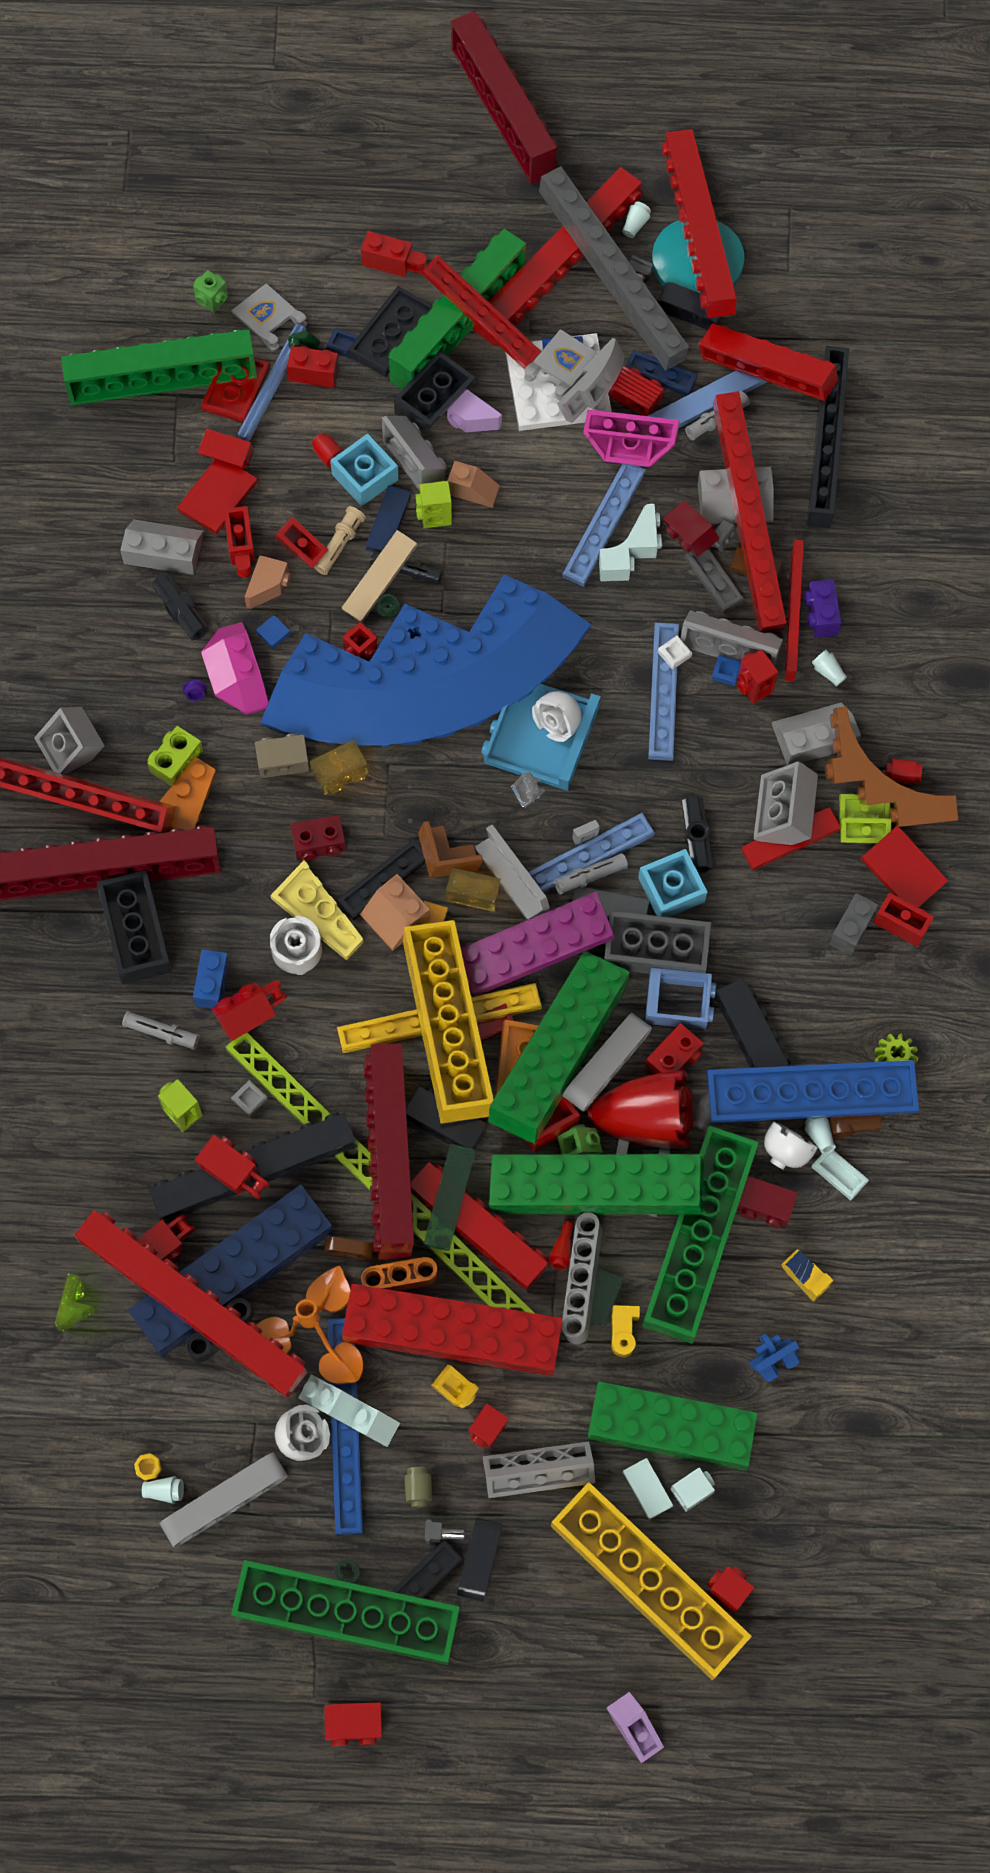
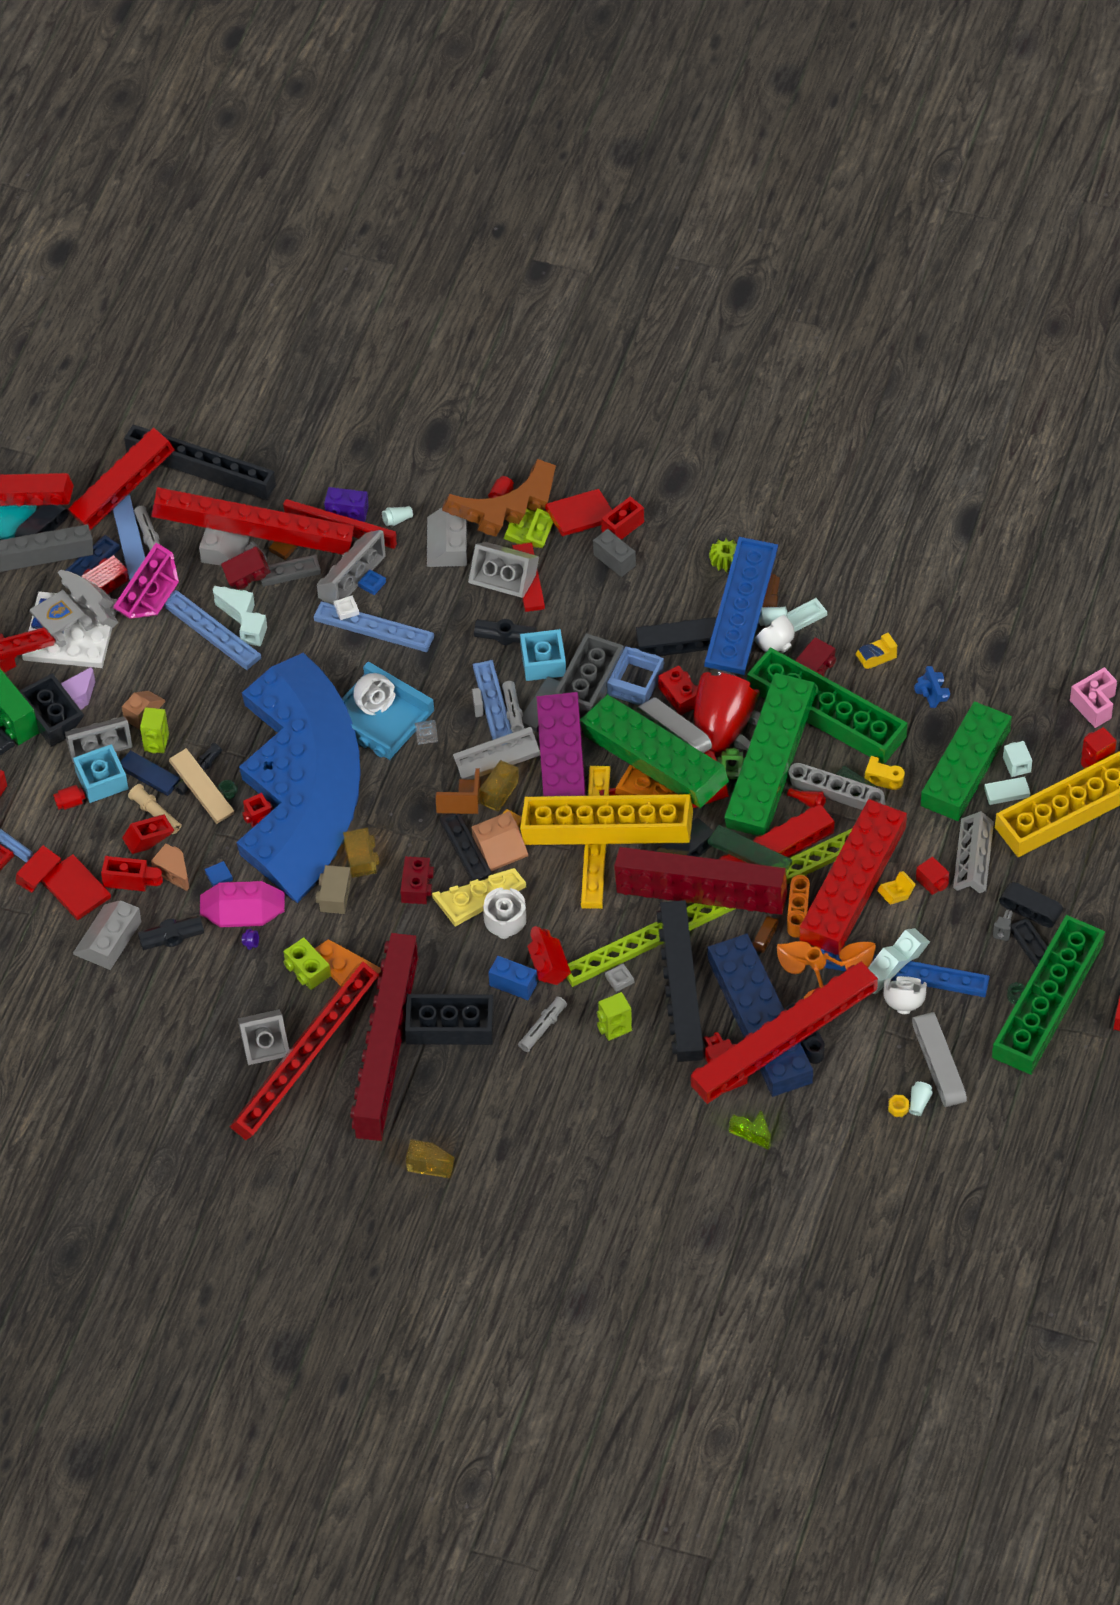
camera: 70 degrees left, 15 degrees down
(230, 1166) = (681, 984): red brick -> none
(418, 1487) = (965, 930): olive brick -> none
(756, 676) = (390, 557): red brick -> none
(820, 1560) = (1093, 695): none -> bright pink brick

